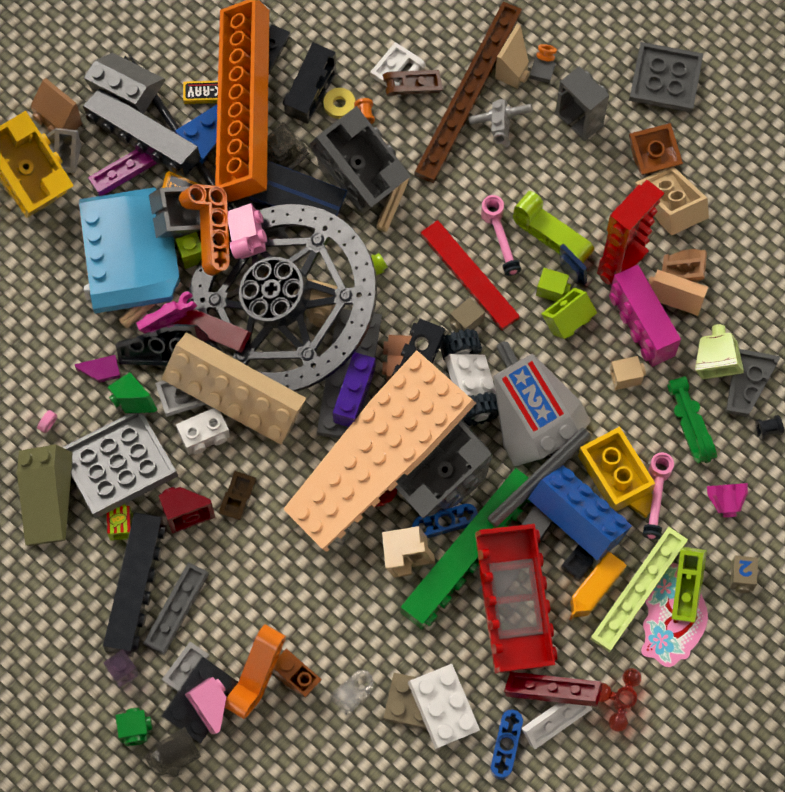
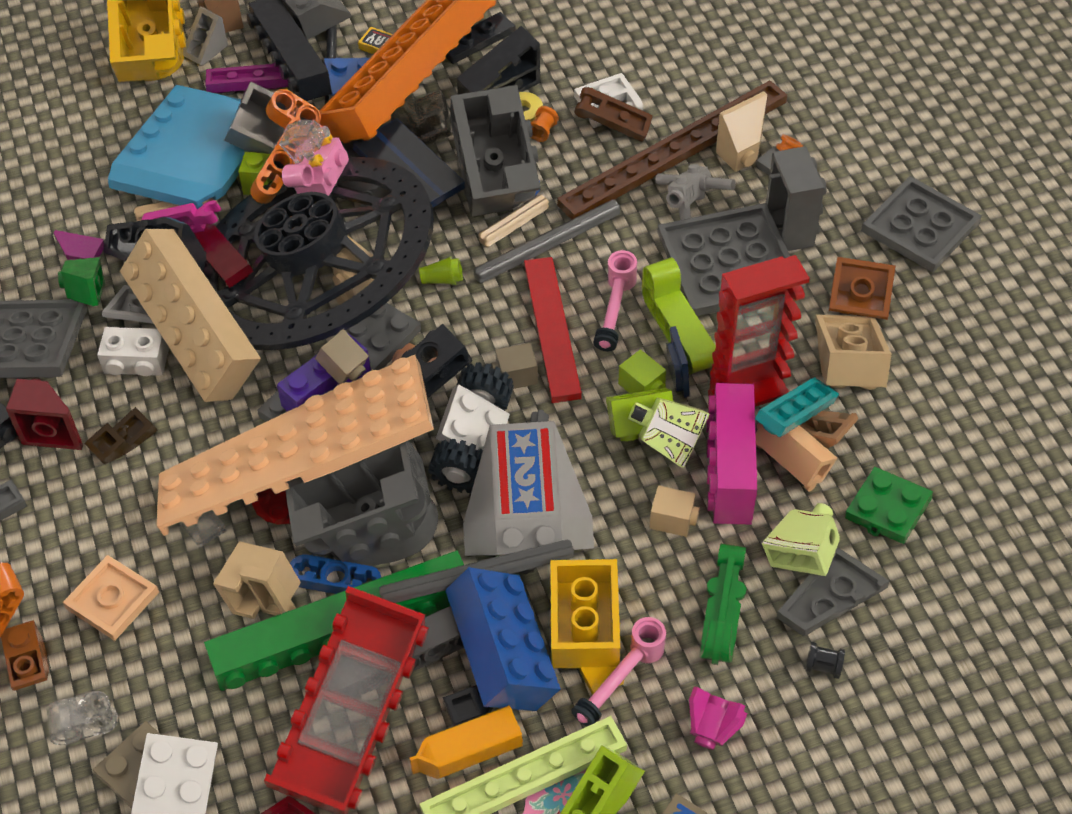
camera: 30 degrees right, 15 degrees down
(234, 219) = (304, 139): none -> clear piece
(314, 607) = (111, 597): none -> light nougat plate
(369, 374) = (342, 358): none -> dark tan brick
(425, 208) = (546, 241): none -> dark grey axle
(556, 164) = (716, 245): none -> dark grey plate
(598, 317) = (670, 427): none -> torso
(667, 263) = (796, 407): none -> teal plate
(752, 302) = (888, 505): none -> green plate

